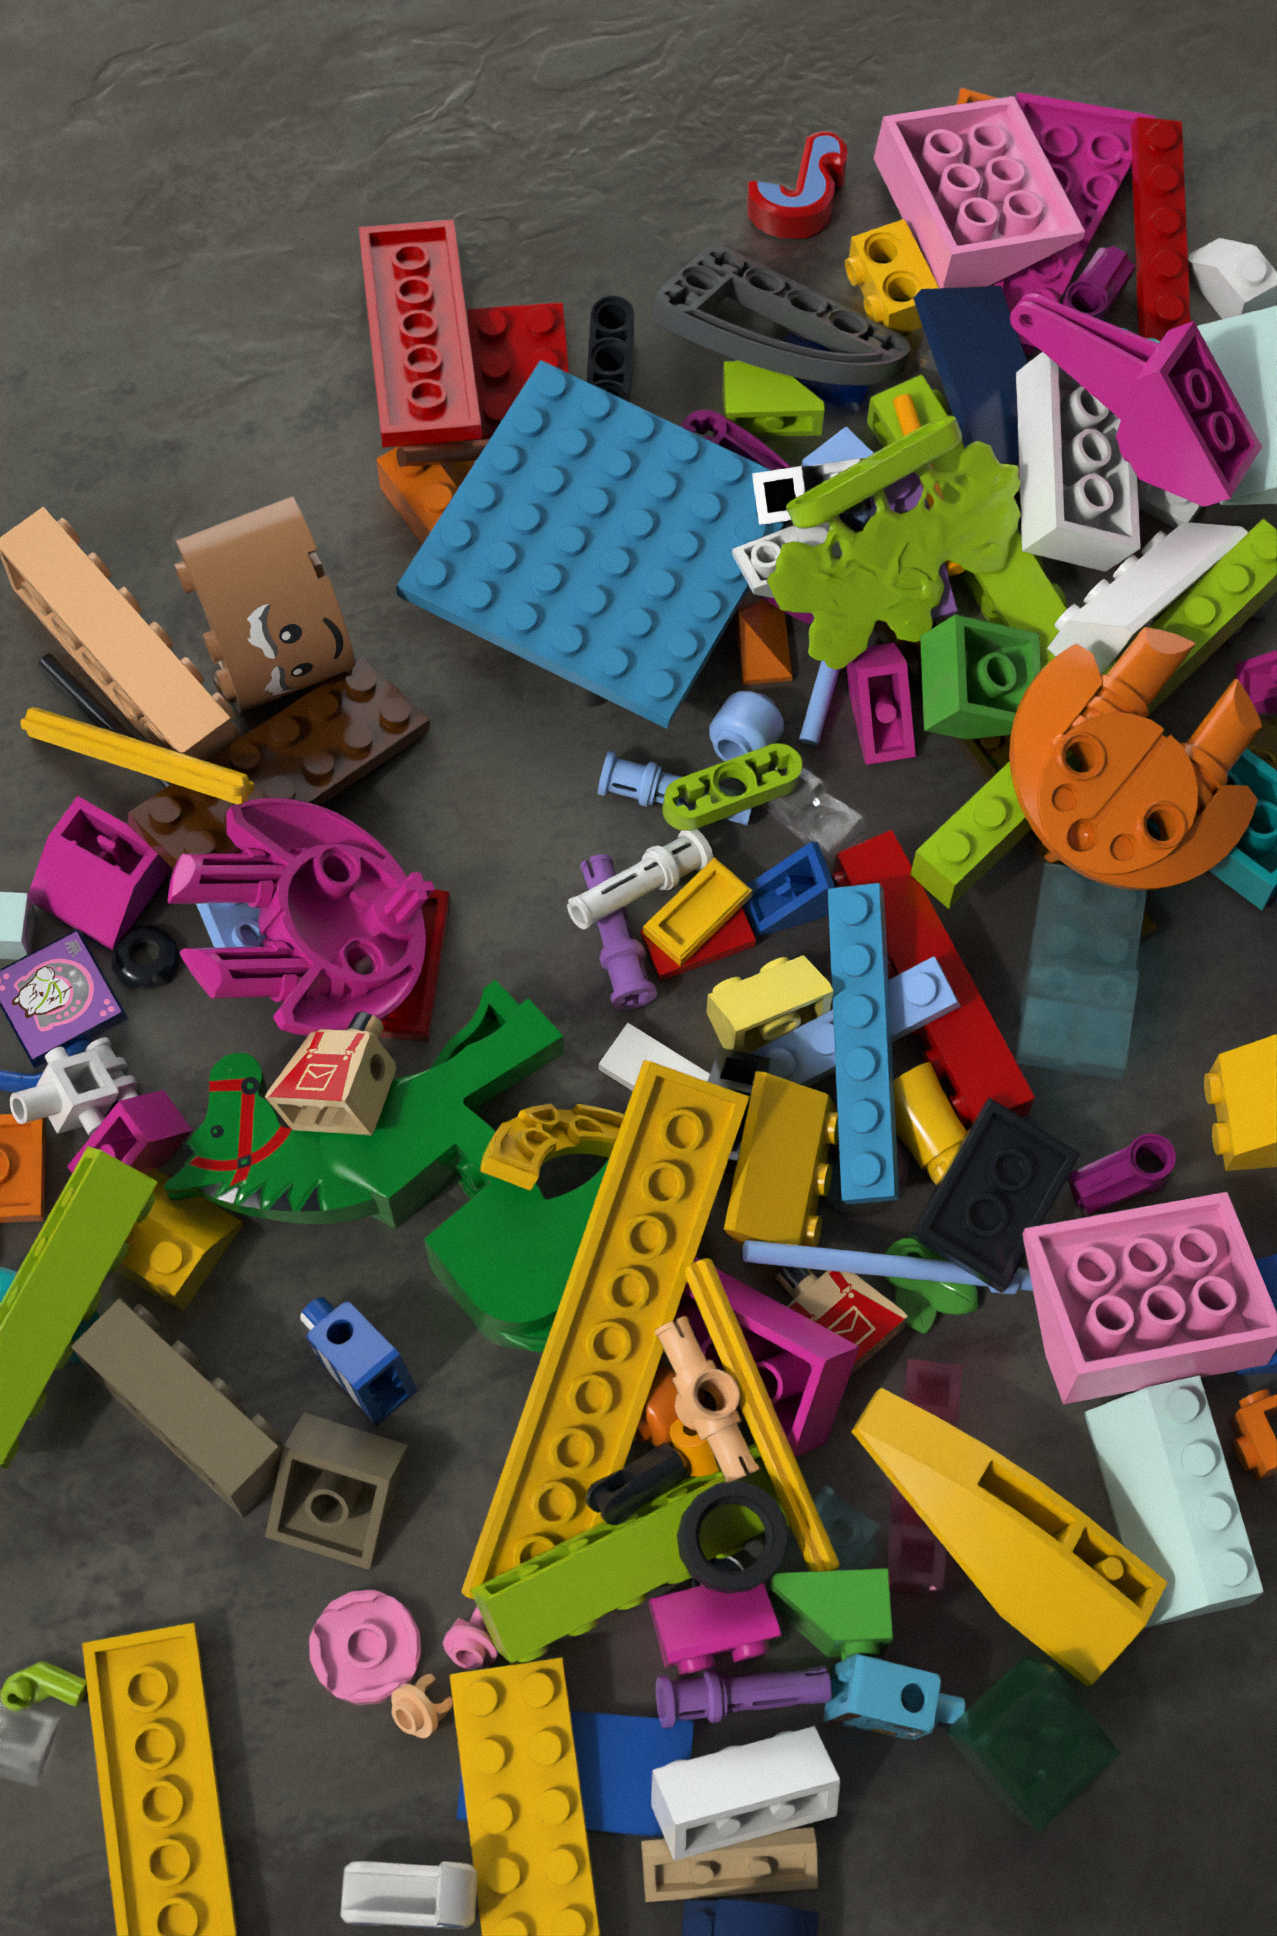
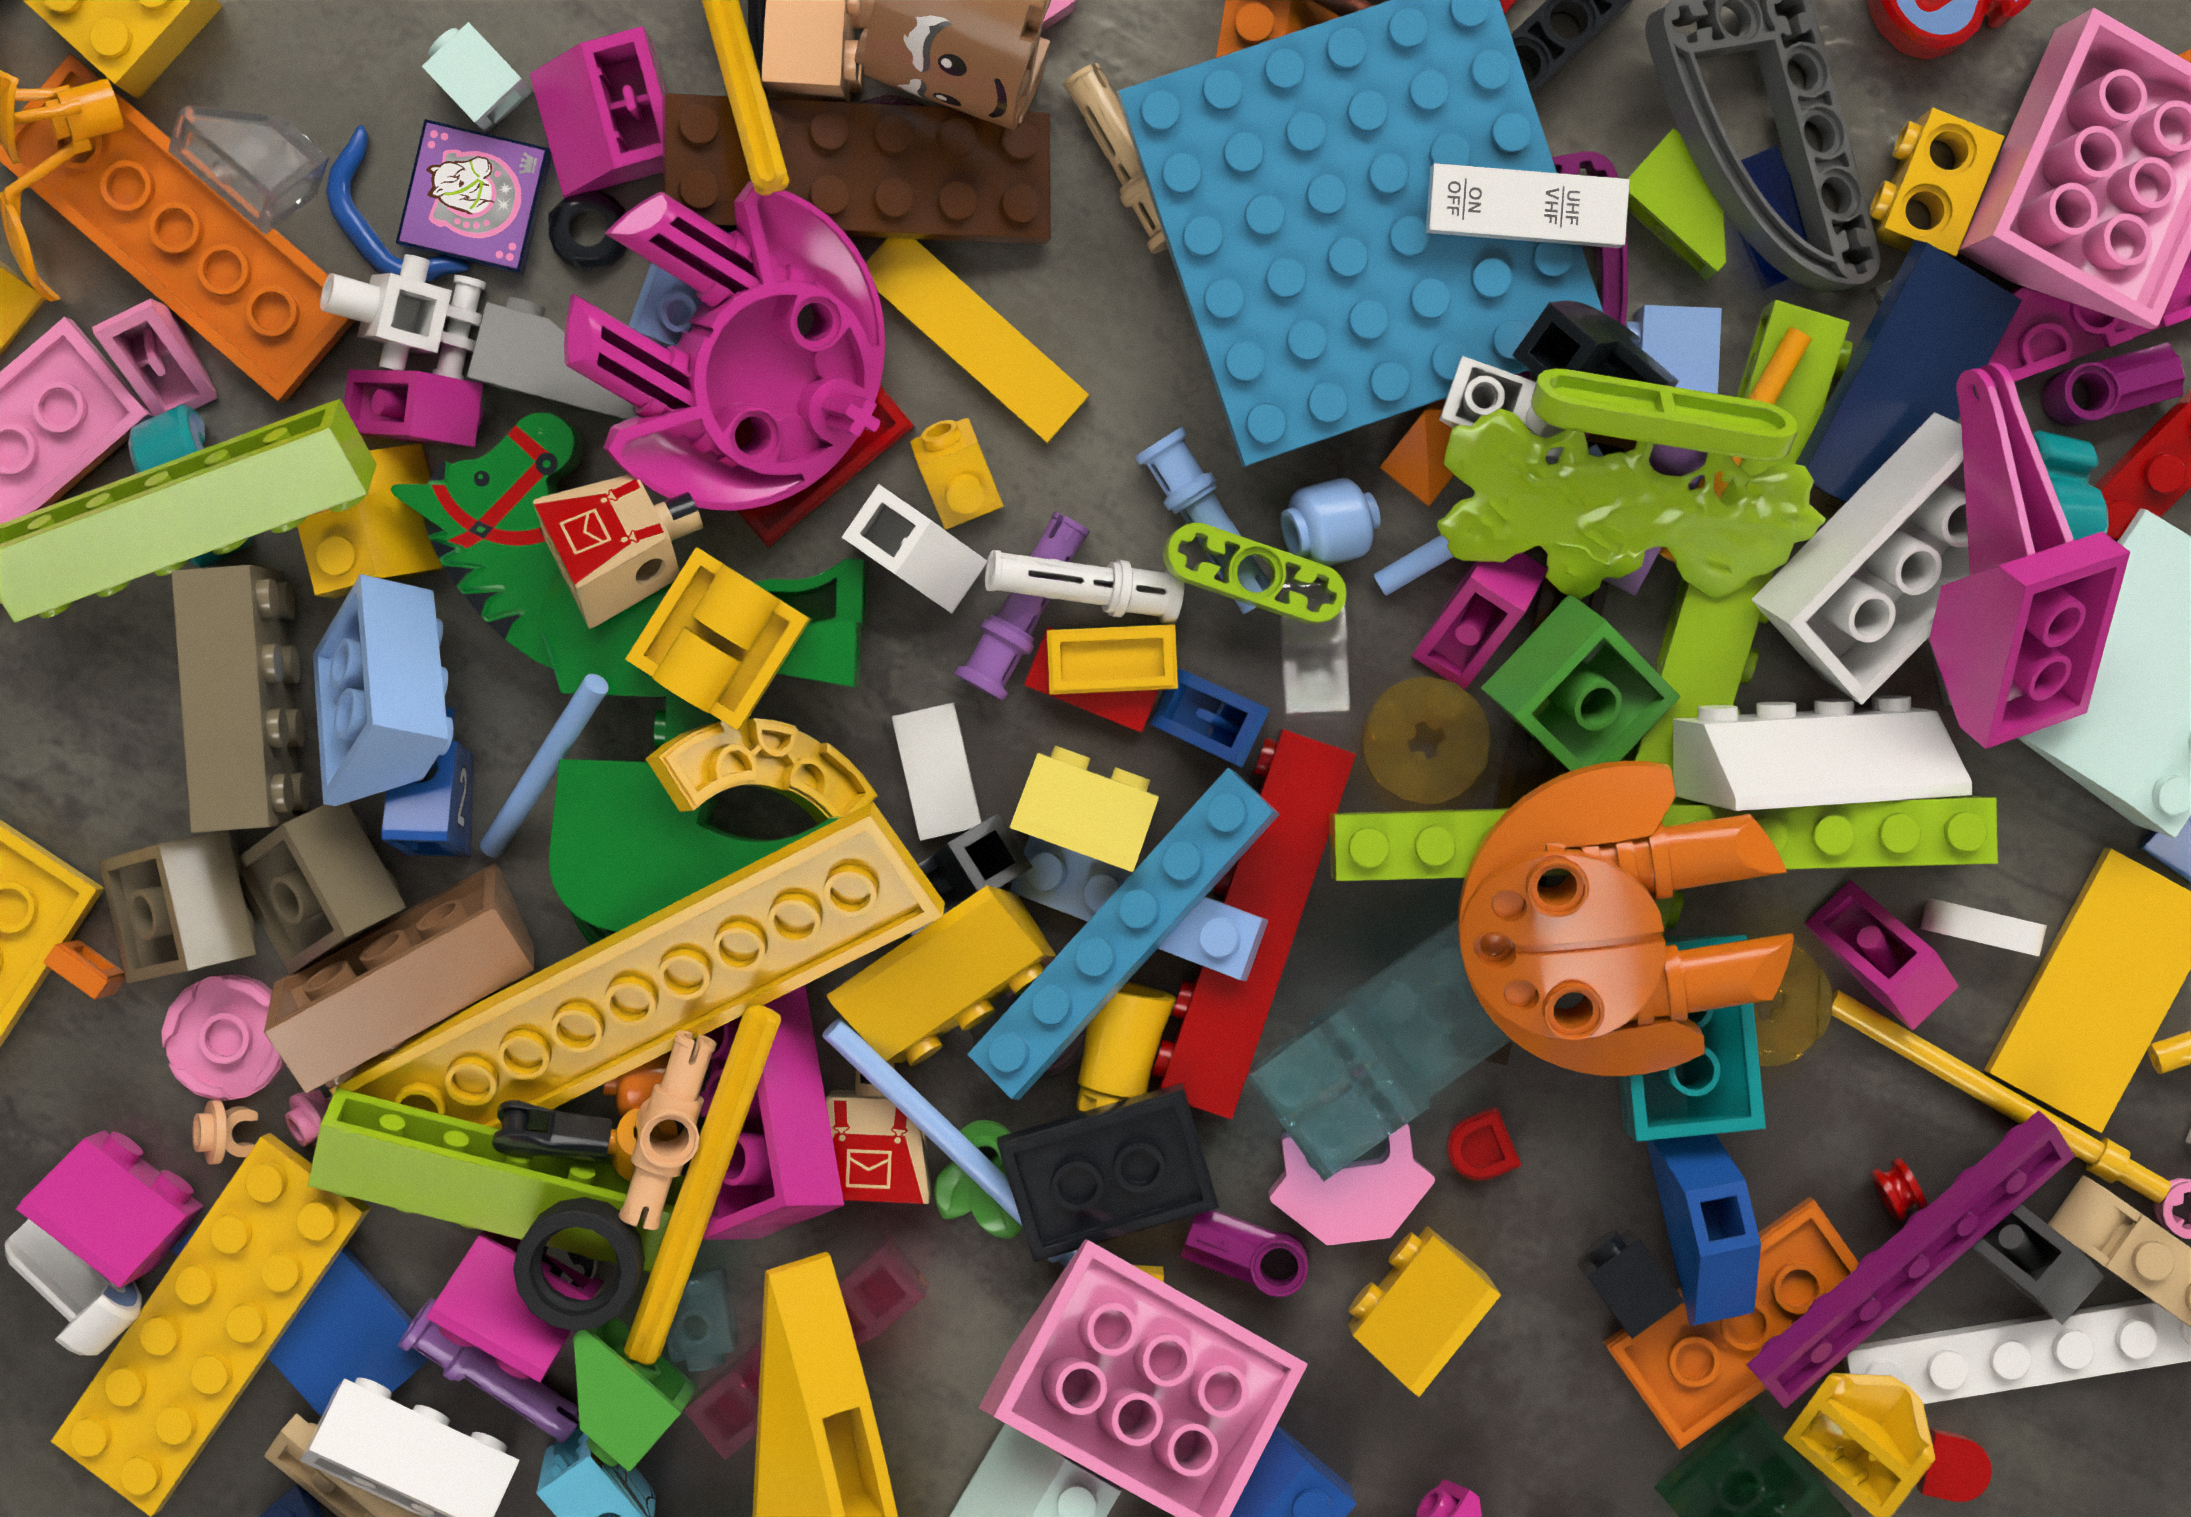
camera: 45 degrees right, 20 degrees up
(185, 1045) = (525, 356): none -> light grey slope
(232, 1683) = (85, 968): none -> orange tile
(256, 1587) = (178, 906): none -> dark tan slope
(269, 1314) = (380, 691): none -> light blue slope
(393, 1814) = (112, 1207): none -> dark pink slope
(416, 1266) = (544, 765): none -> light blue bar
(442, 812) = (975, 336): none -> yellow tile
(447, 1488) = (399, 979): none -> medium nougat slope
(455, 646) = (1105, 120): none -> tan pin
(455, 1071) = (717, 639): none -> yellow plate
(501, 893) = (955, 472): none -> yellow bracket
(518, 951) = (915, 548): none -> white slope
(686, 451) = (1527, 205): none -> white tile
(915, 773) = (1442, 707): none -> clear yellow plate
(1151, 1088) = (1357, 1202): none -> bright pink piece
(1191, 993) = (1481, 1146): none -> red tile

